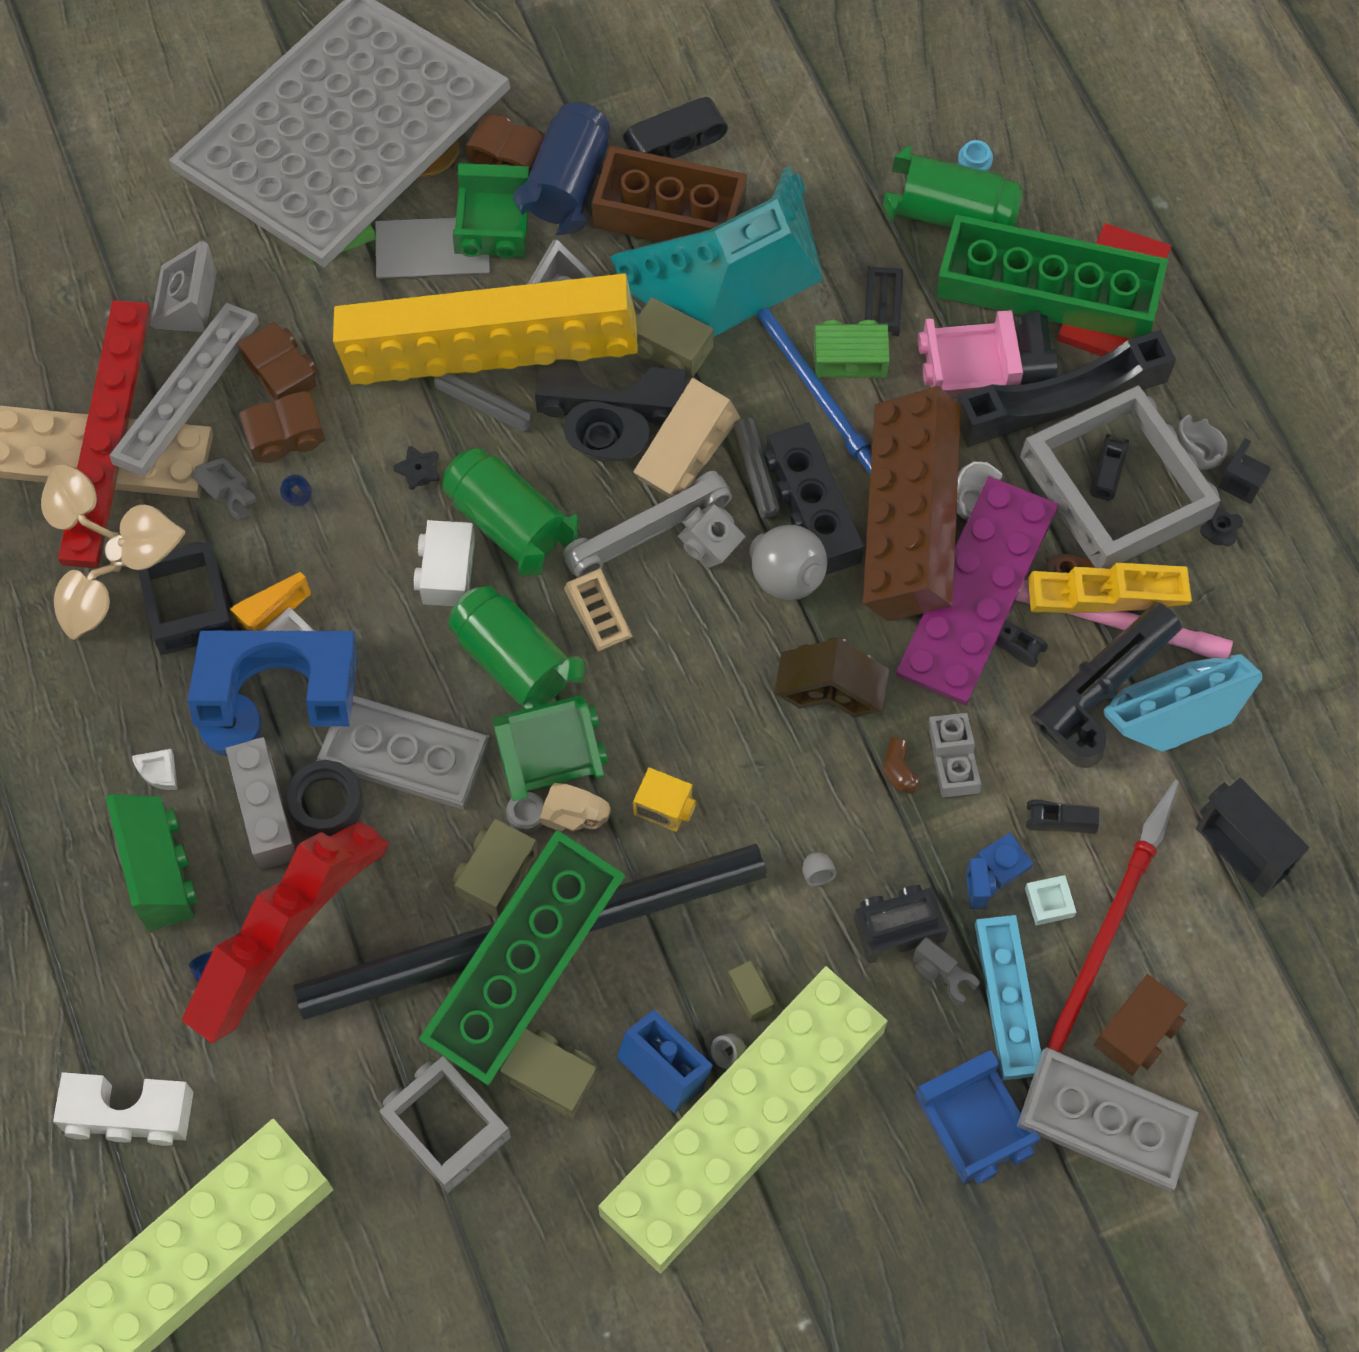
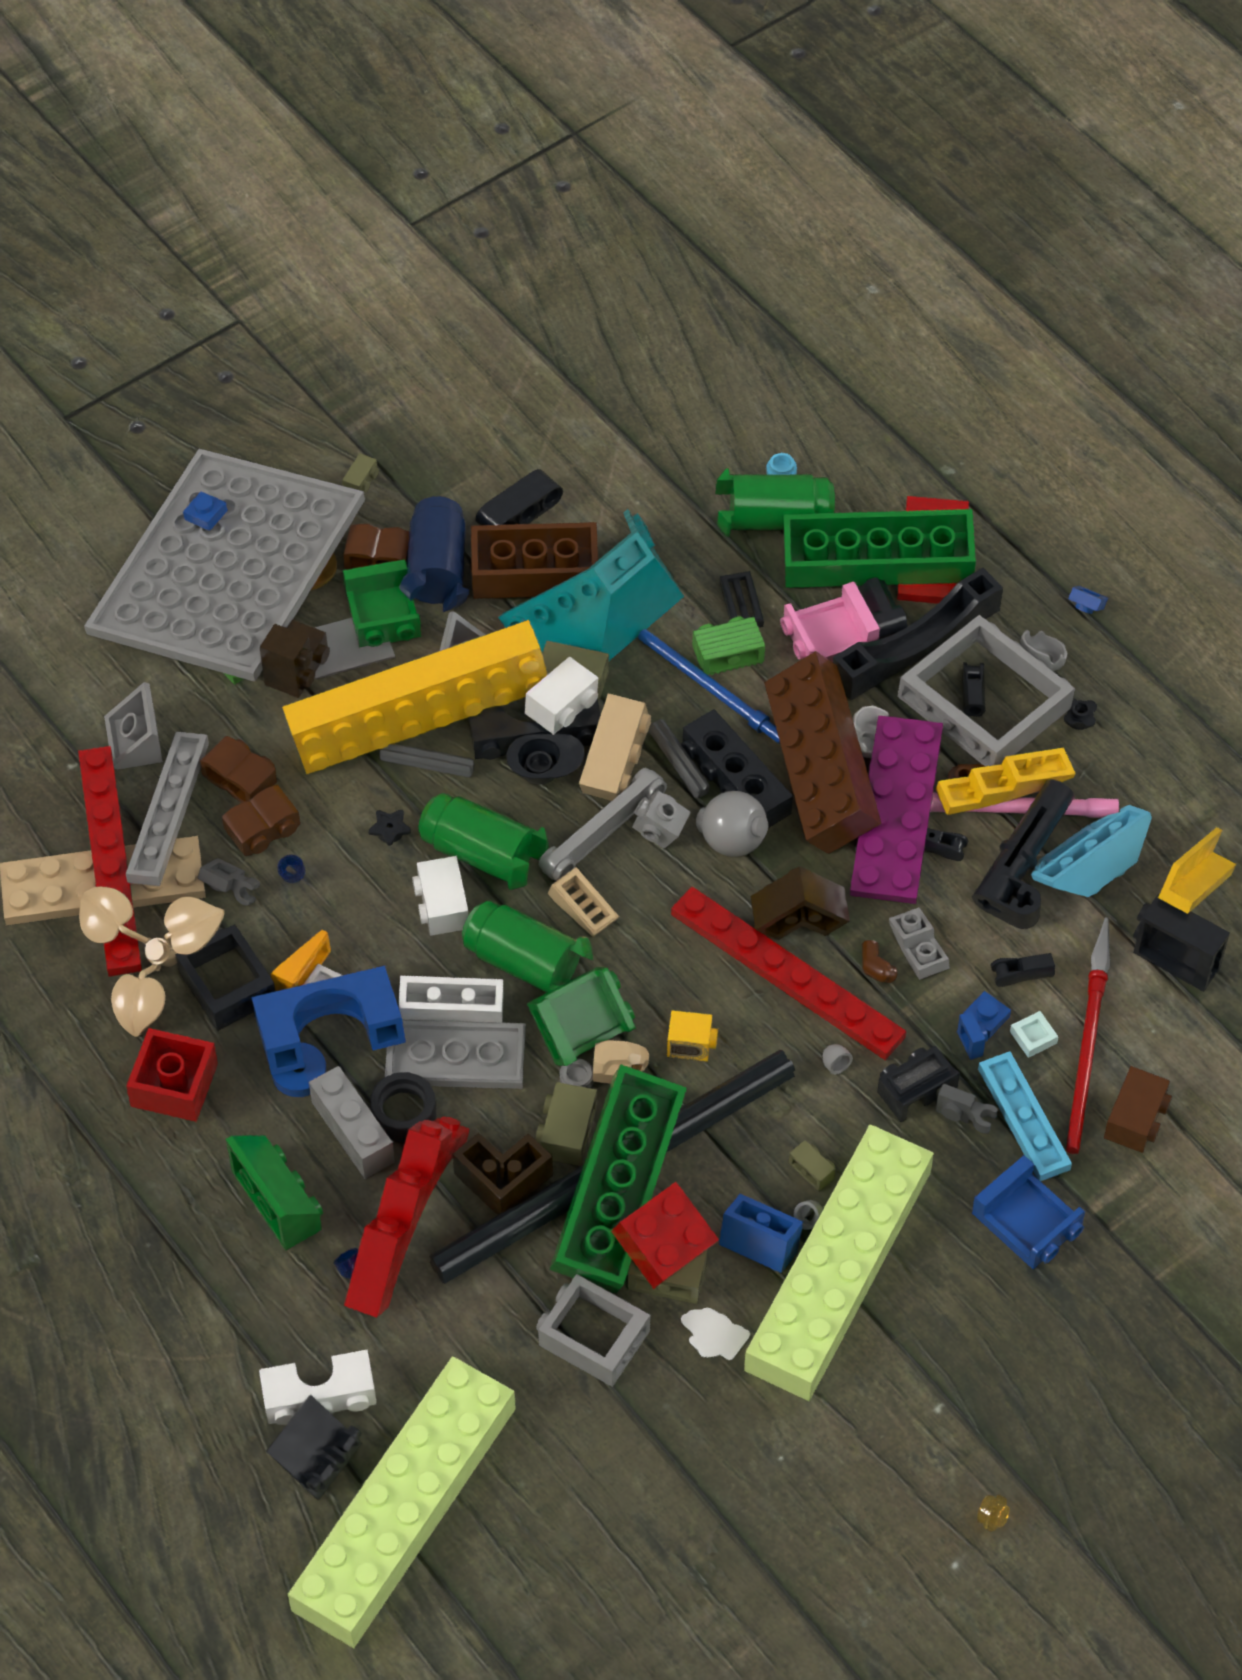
camera: 15 degrees left, 10 degrees down
(87, 697) = (172, 1074): none -> red brick
(94, 1179) = (314, 1447): none -> black hinge
(157, 769) = (248, 1120): white tile -> none
(335, 61) = (205, 511): none -> blue plate
(374, 248) = (293, 656): none -> dark brown brick
(407, 917) = (504, 1178): none -> dark brown brick
(413, 689) = (451, 999): none -> white brick
(517, 58) = (361, 473): none -> olive piece
(548, 1044) = (664, 1235): none -> red brick
(580, 1161) = (714, 1333): none -> white sticker
(643, 366) = (561, 695): none -> white brick
(799, 753) = (789, 973): none -> red plate
(1108, 1119) = (1134, 1186): light grey tile -> none
(1244, 475) = (1086, 669): black panel -> none
(1270, 394) = (1087, 600): none -> blue plate
(1293, 764) = (1196, 874): none -> yellow panel

